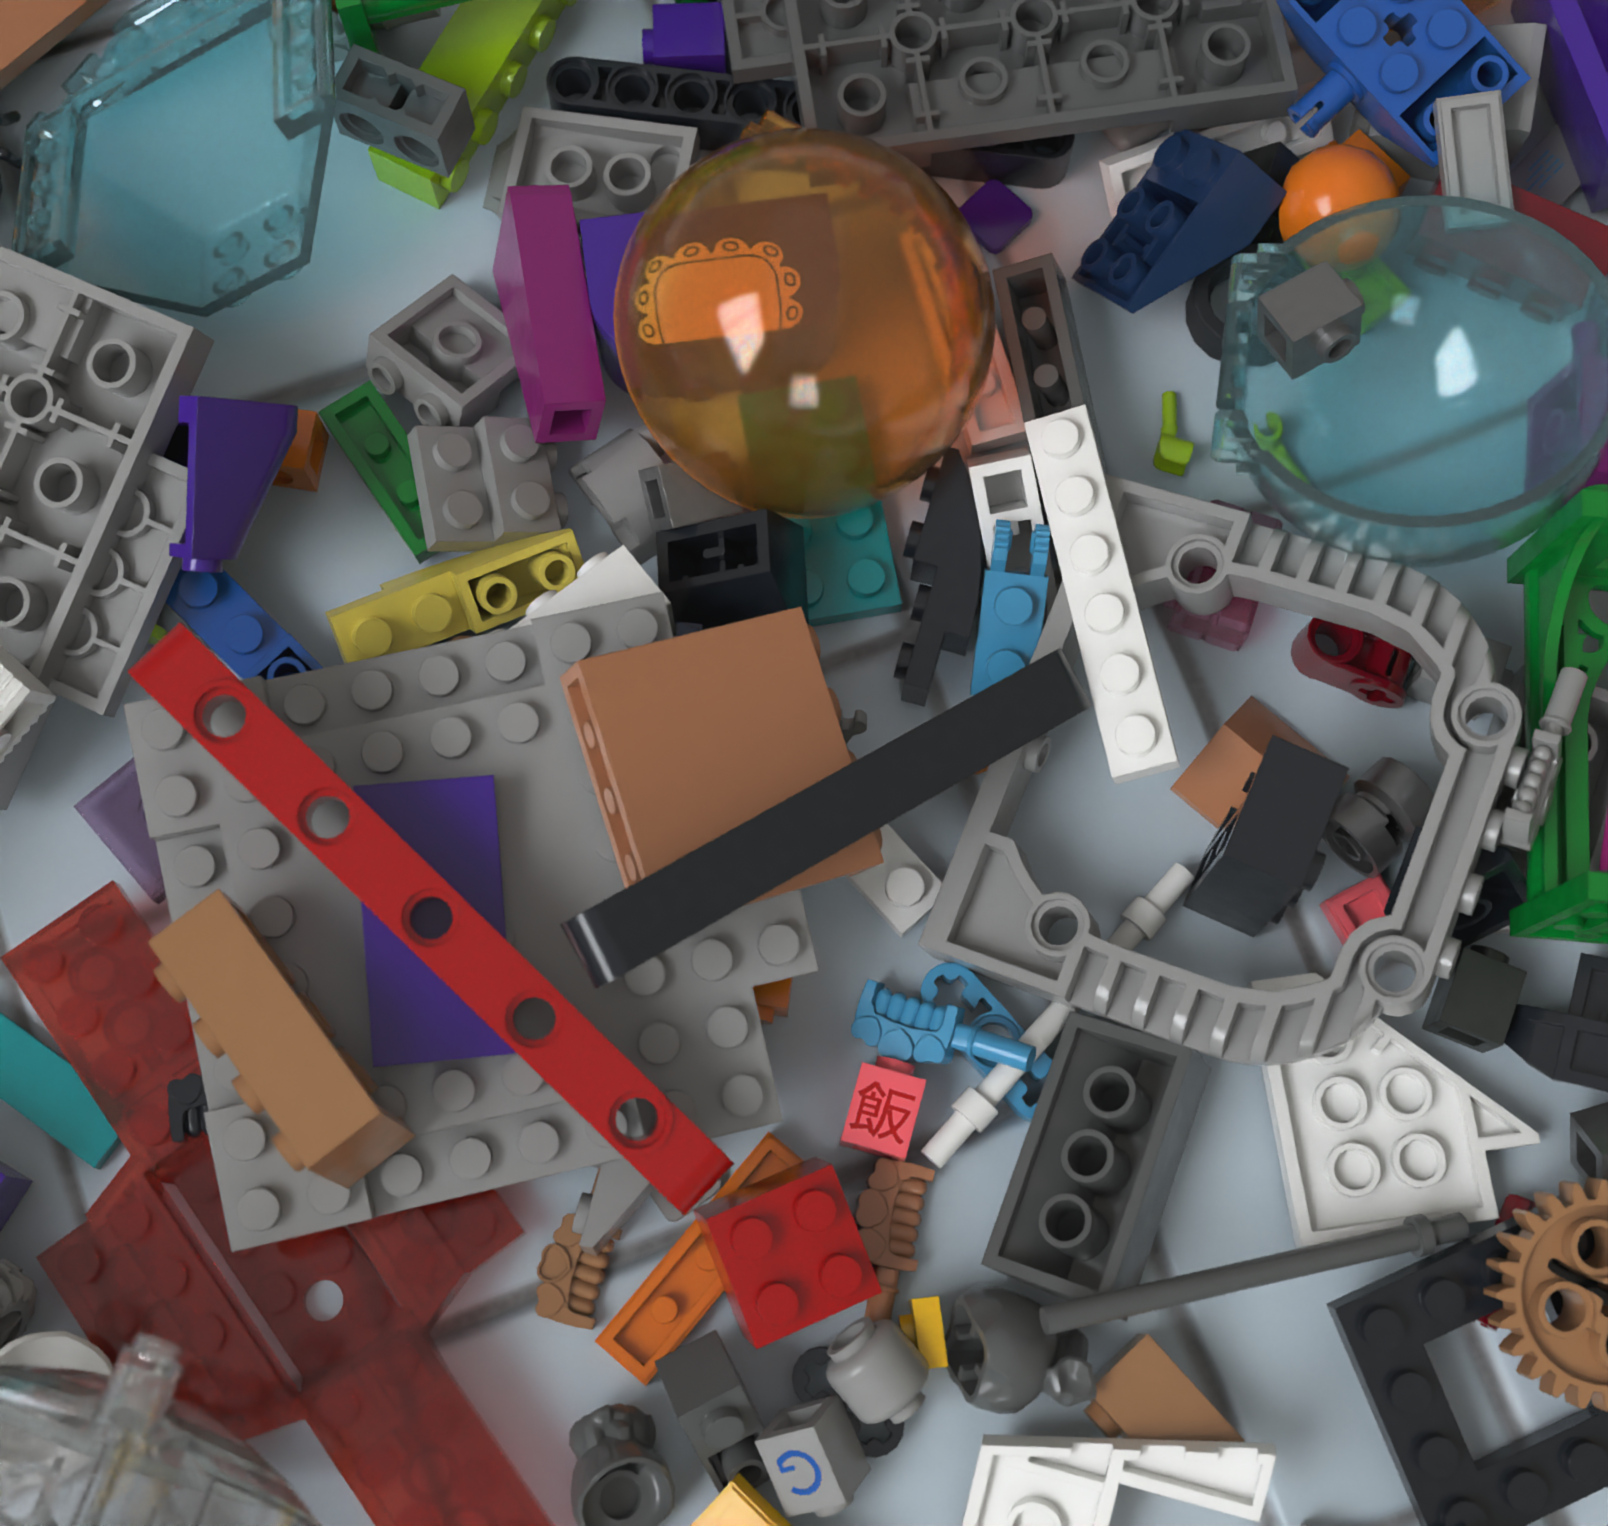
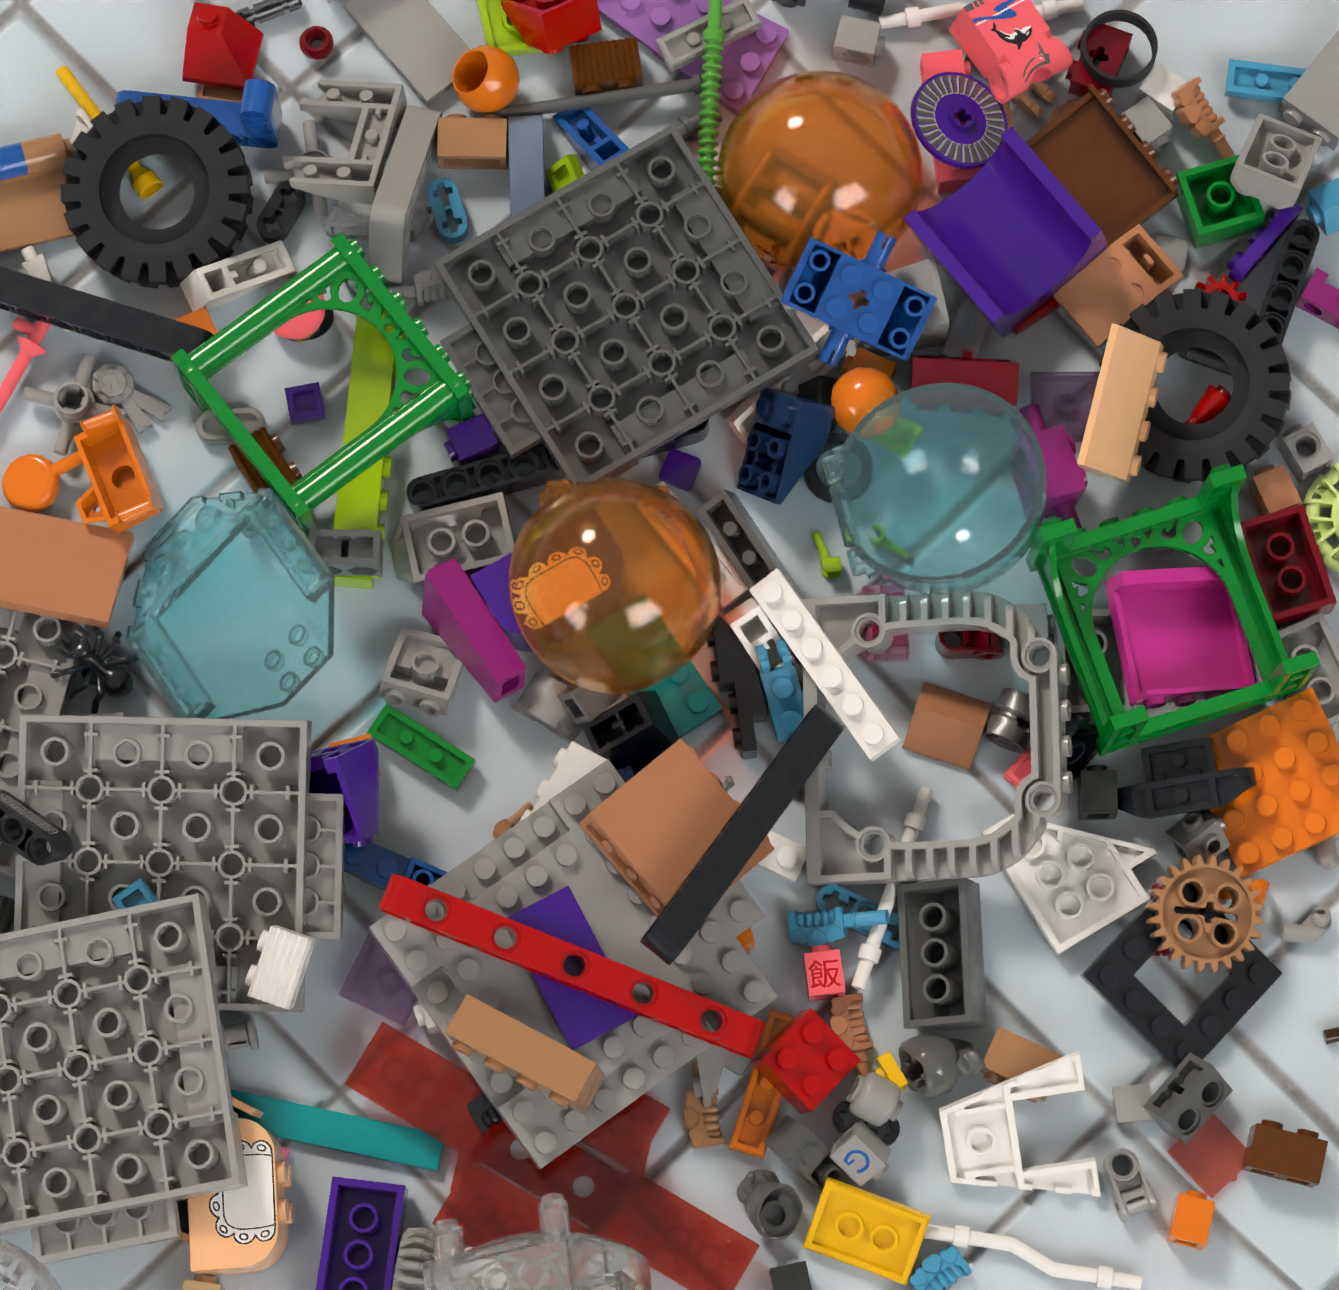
camera: 20 degrees left, 0 degrees up
(456, 596) = (488, 799): light yellow slope -> none
(484, 484) = (477, 736): light grey plate -> none
(1270, 843) = (959, 760): black wedge -> none
(1310, 319) = (875, 483): flat silver brick -> none
(1416, 1236) = (1111, 923): dark grey bar -> none
(1473, 147) = (924, 353): light grey tile -> none
(1536, 790) = (1079, 680): light grey piece -> none

